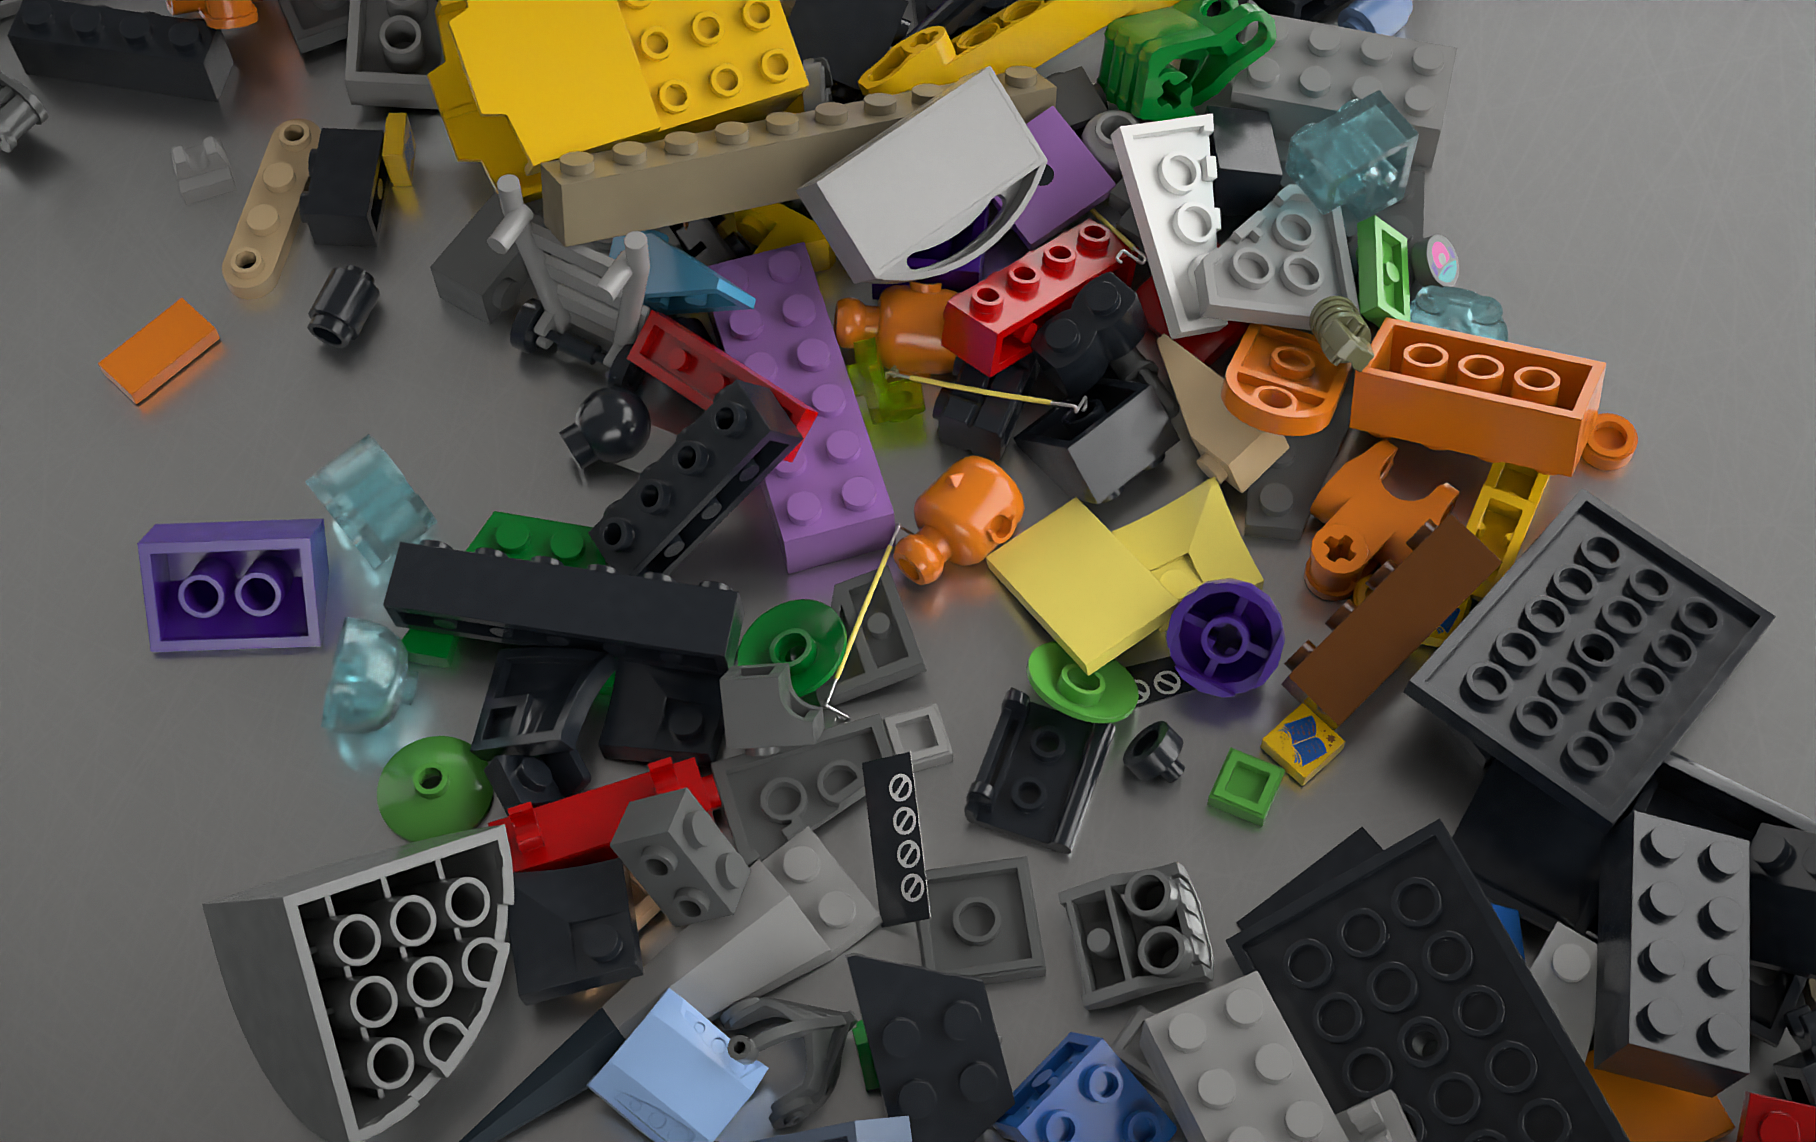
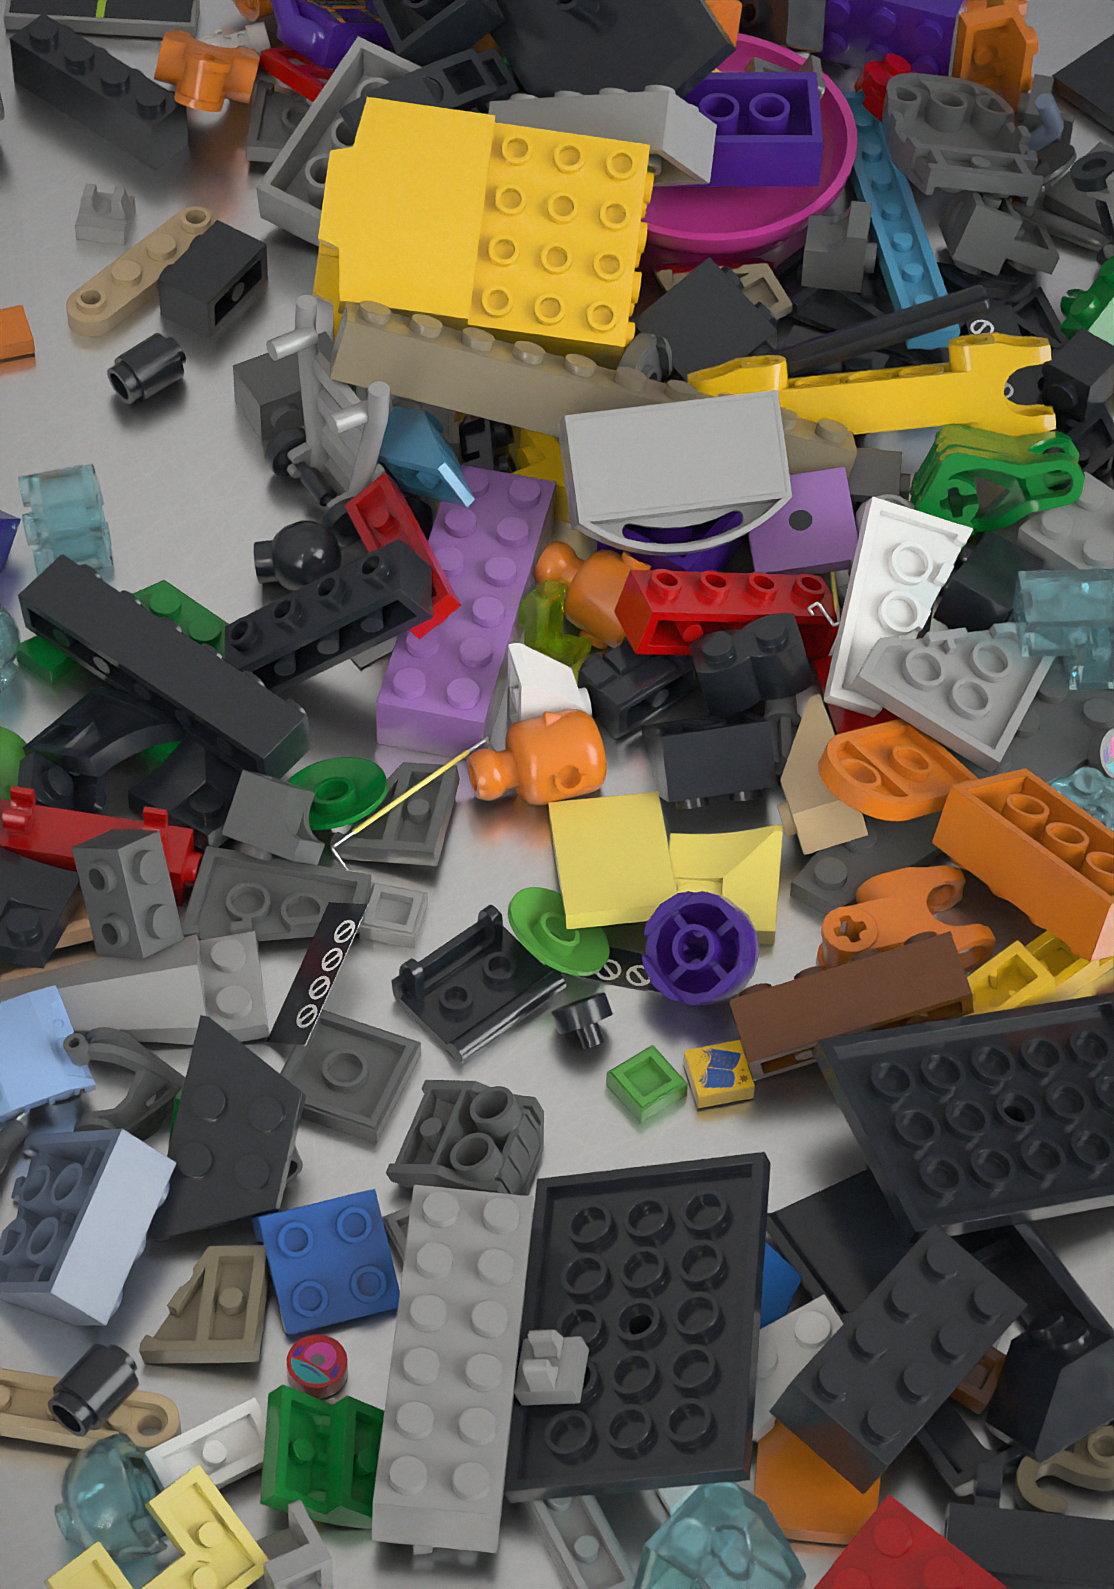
camera: 25 degrees right, 10 degrees down
(399, 149) = (274, 268): yellow tile -> none
(918, 455) = (540, 685): none -> white slope
(984, 391) = (559, 620): light yellow piece -> none
(1341, 332) = (962, 754): olive hinge -> none
(1382, 272) = (1053, 733): bright green plate -> none

